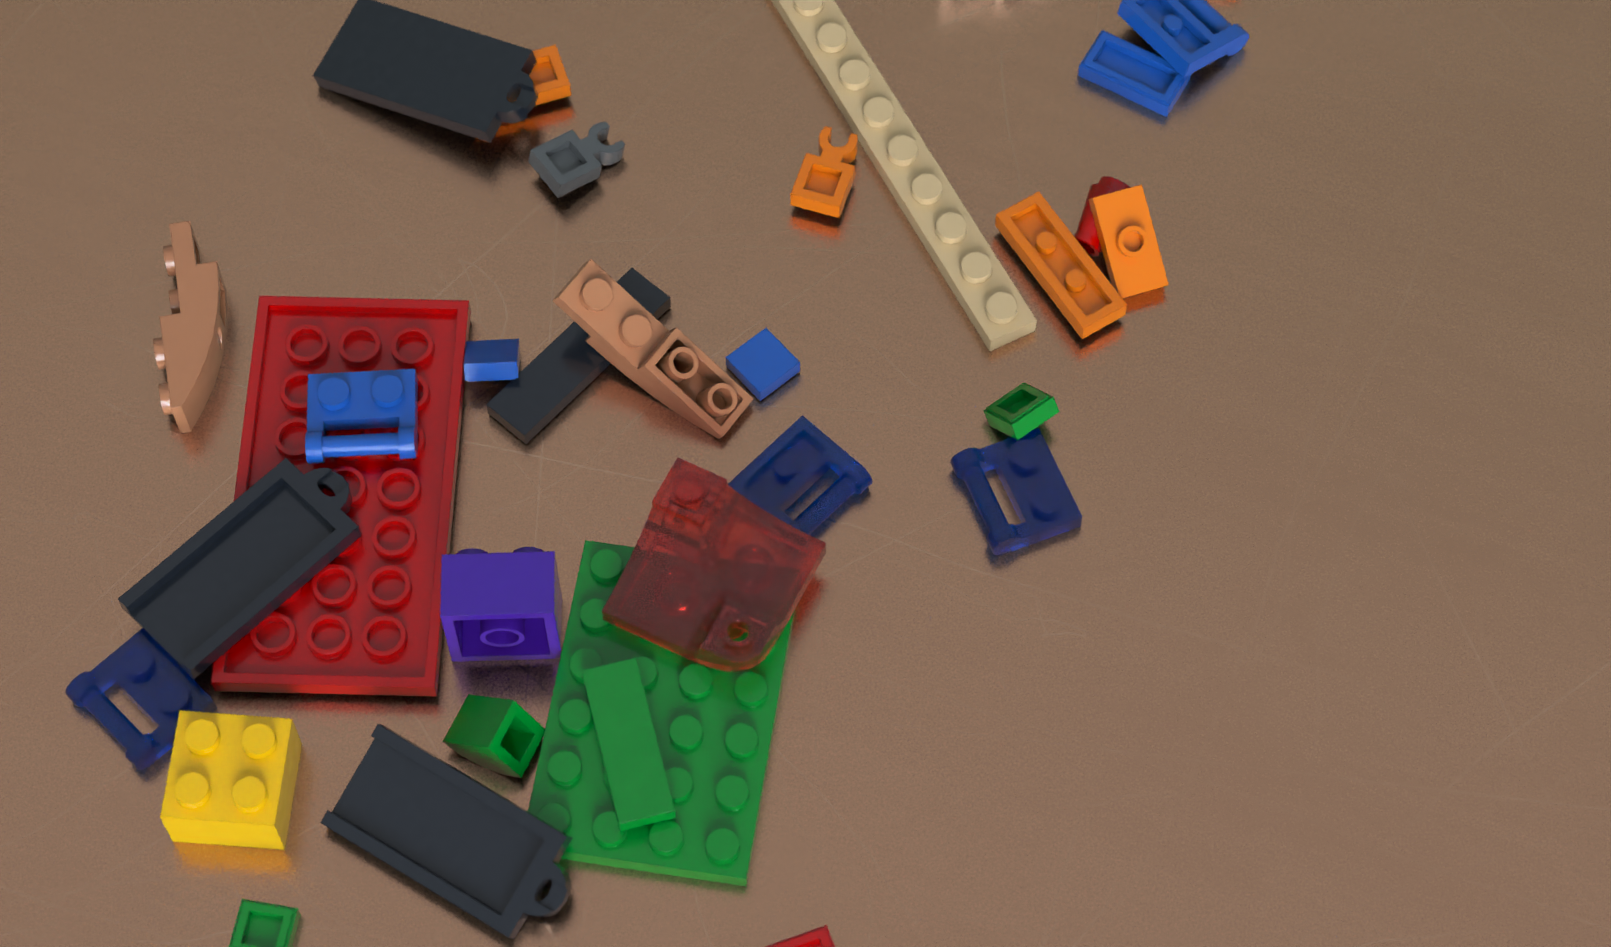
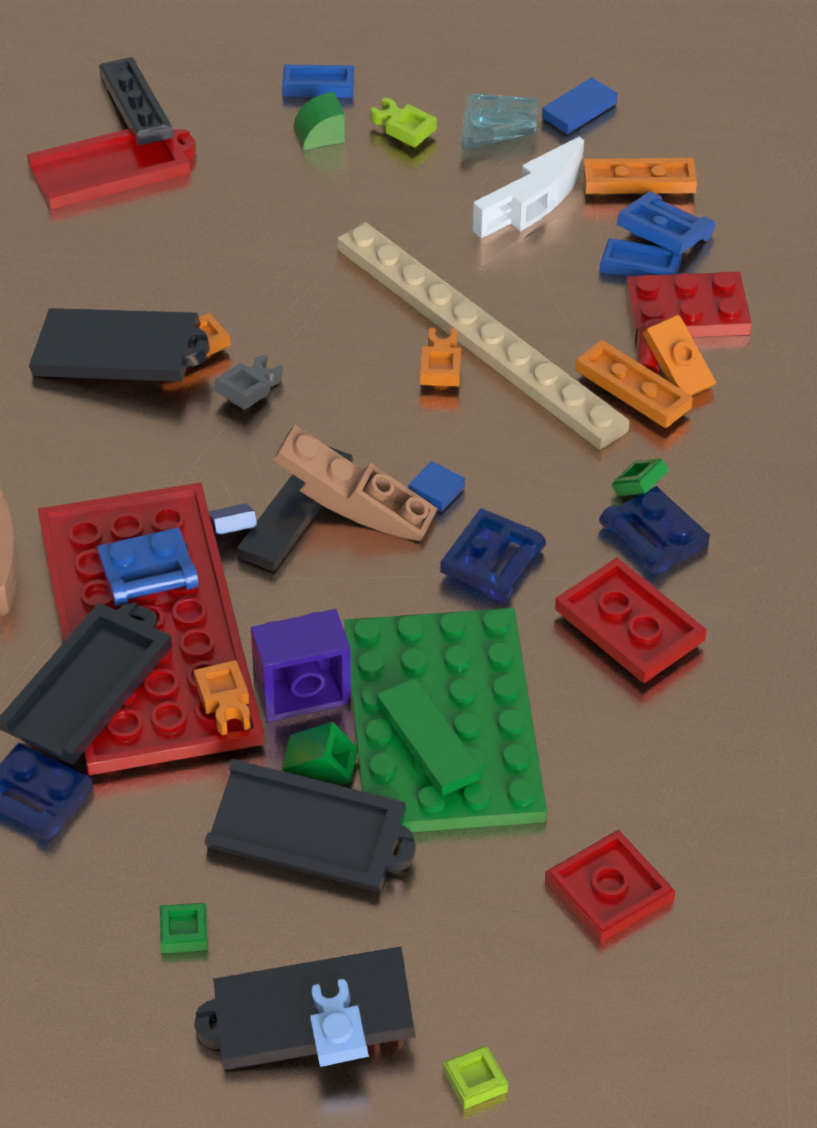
camera: 15 degrees left, 15 degrees down
(231, 780) = (126, 825): yellow brick -> none
(394, 623) = (223, 692): none -> orange plate
(712, 572) = (450, 612): clear red slope -> none
(940, 622) = (630, 619): none -> red plate
(1176, 153) = (705, 301): none -> red plate

